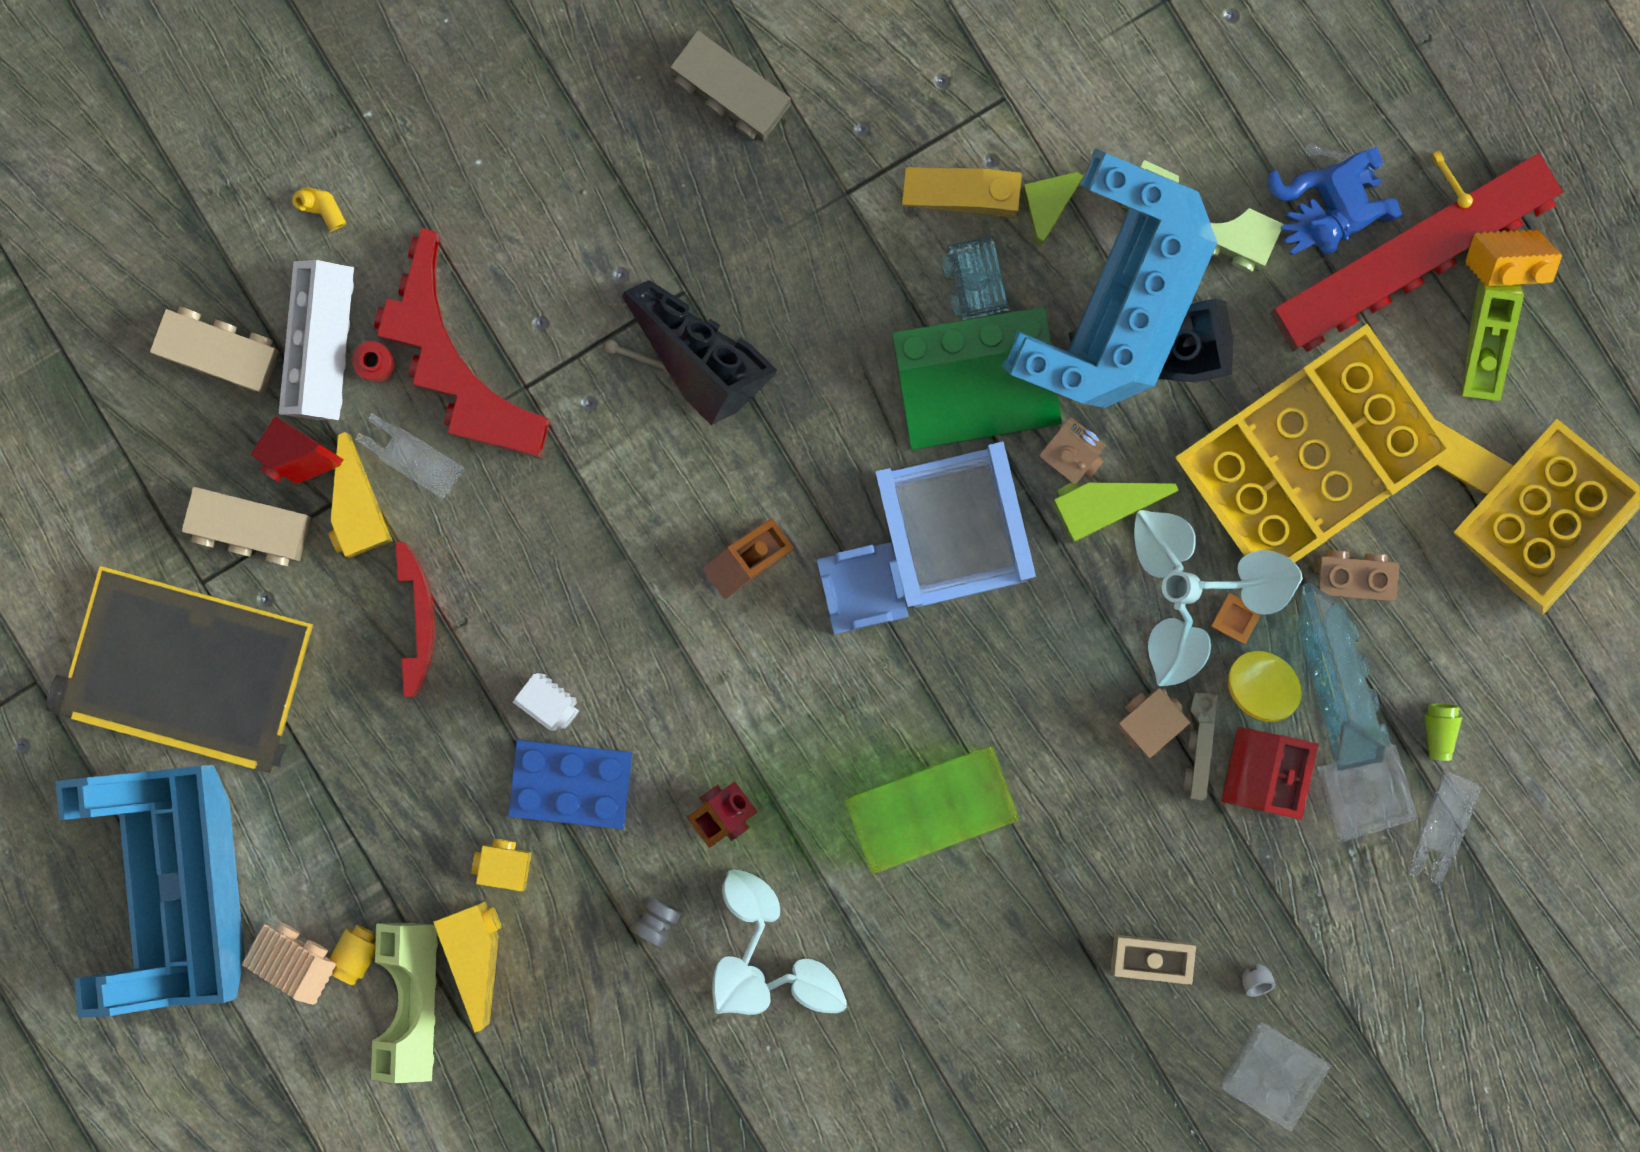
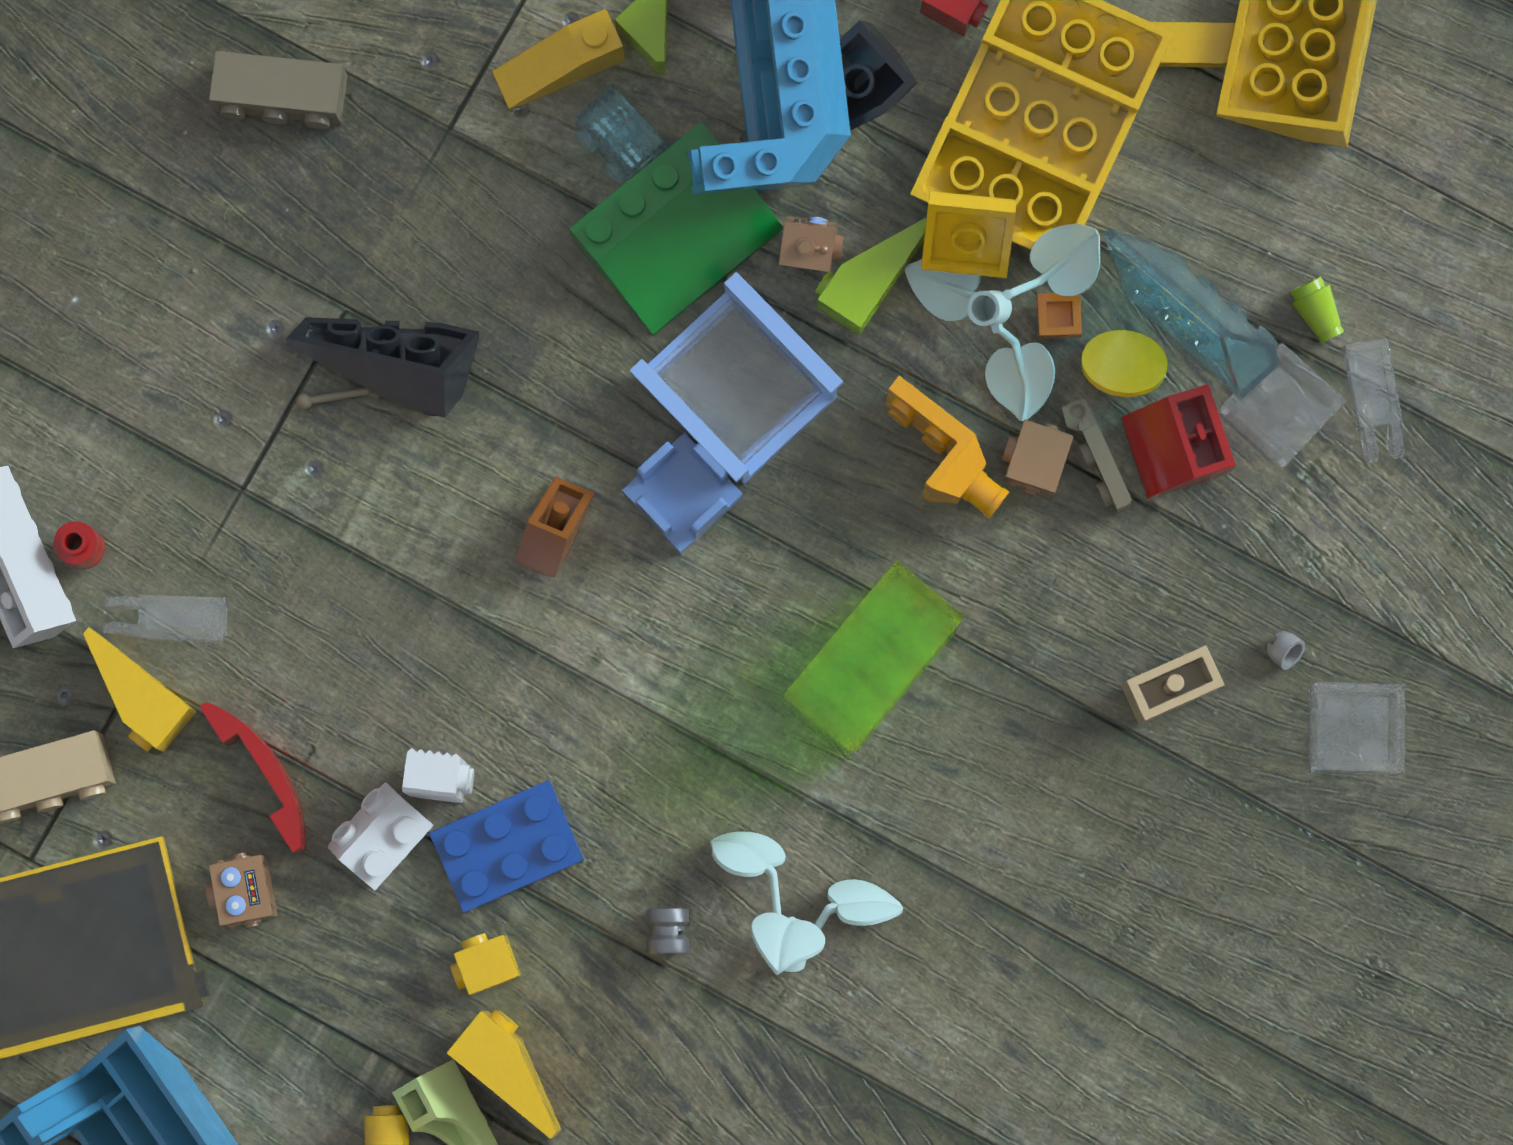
camera: 30 degrees left, 5 degrees down
(292, 454) = (49, 678): red slope -> none
(348, 702) = (241, 891): none -> medium nougat head
(418, 324) = (210, 535): red arch -> none
(477, 719) = (379, 835): none -> white bracket
(727, 808) = (672, 787): dark red brick -> none
(1086, 700) = (962, 470): none -> light orange plate
(1201, 517) = (968, 234): none -> yellow bracket
(1356, 578) = (1153, 207): medium nougat bracket -> none

